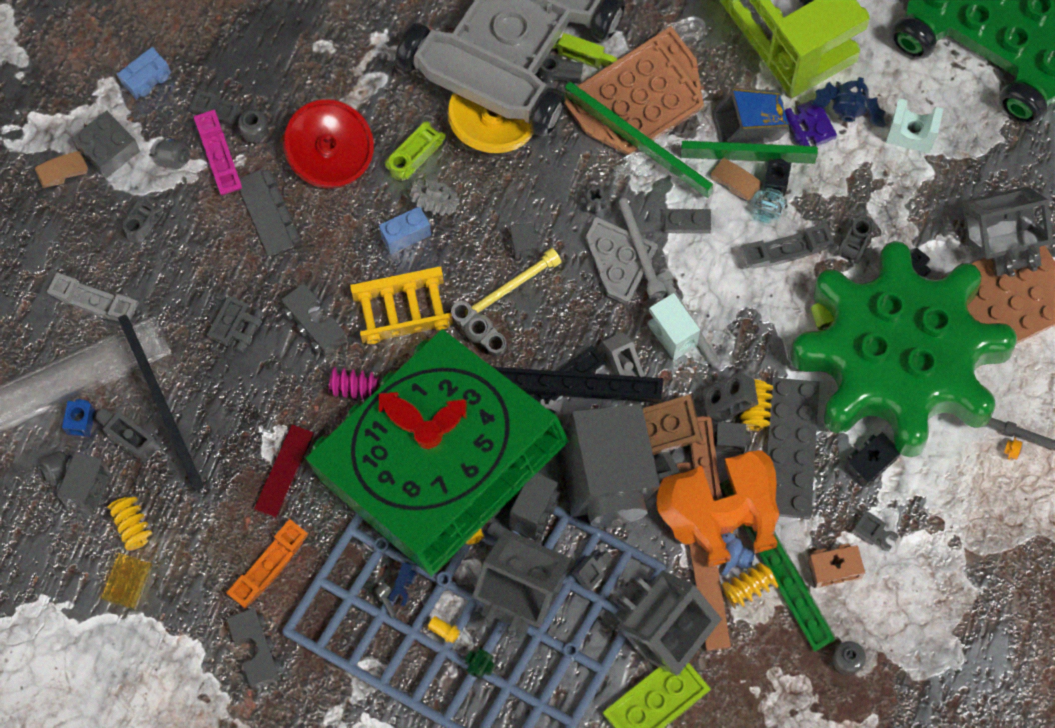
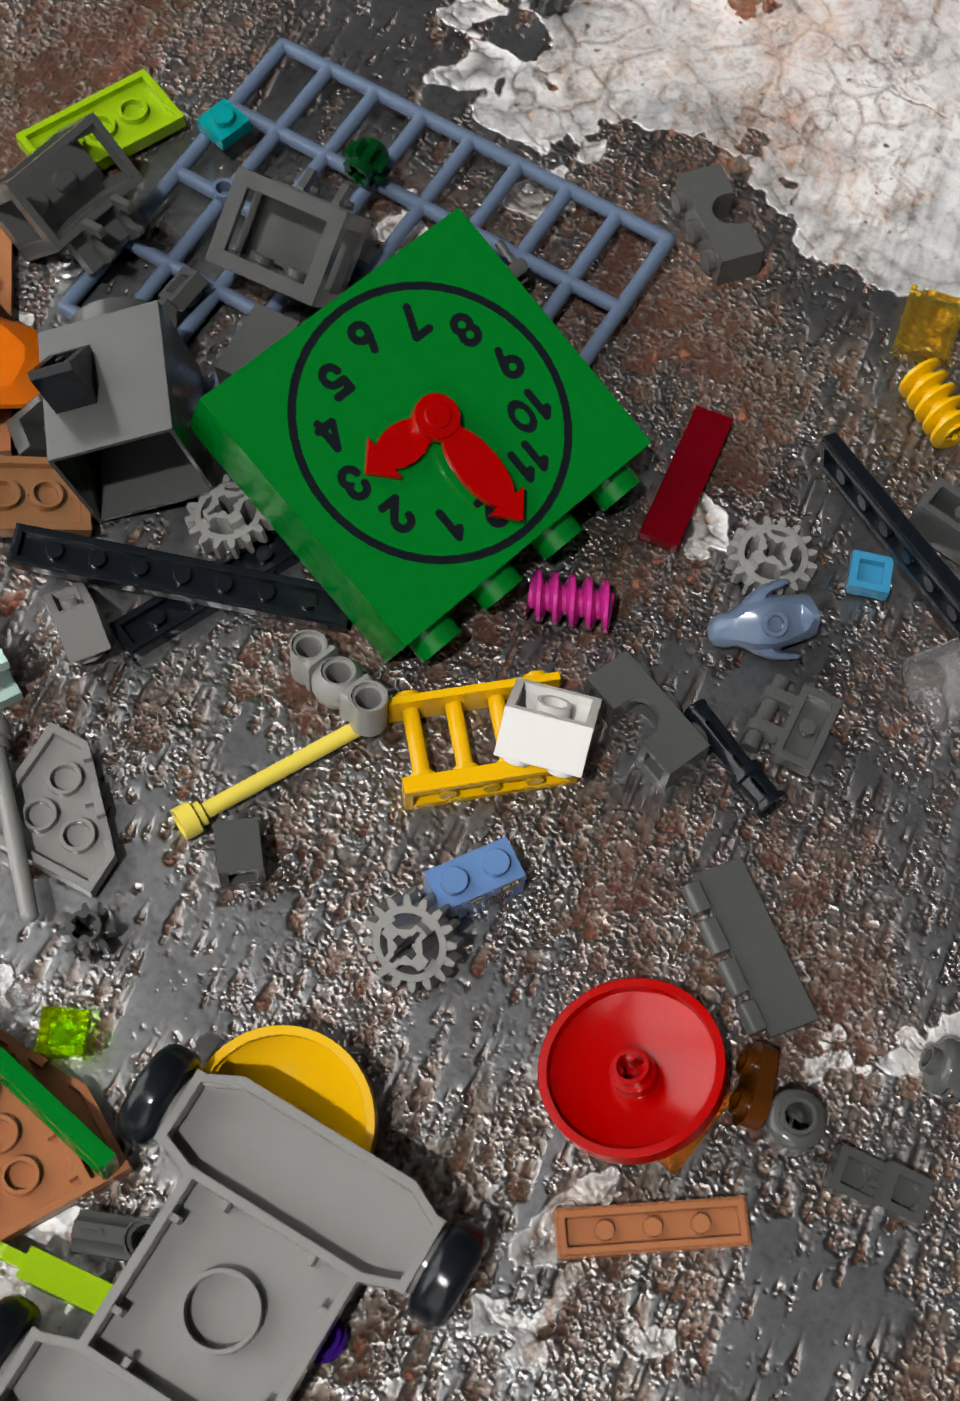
camera: 175 degrees right, 5 degrees down
(184, 411) = (869, 575): none -> dark azure plate
(217, 152) = (858, 1071): dark pink slope -> none
(228, 422) = (771, 556): none -> light grey gear
(246, 375) = (767, 623): none -> sand blue animal
(262, 295) = (744, 773): none -> black pin
(269, 565) = (708, 335): orange slope -> none
(270, 139) = (755, 1087): none -> reddish brown plate
(321, 87) = (651, 1228): none -> nougat tile
(365, 297) = (547, 728): none -> white slope
(414, 152) = (451, 1057): lime piece -> none
(444, 629) = (414, 212): yellow pin -> none
(575, 699) = (223, 124): none -> teal plate
(600, 154) = (63, 1033): none -> clear neon green plate
(636, 444) = (66, 379): none -> black slope

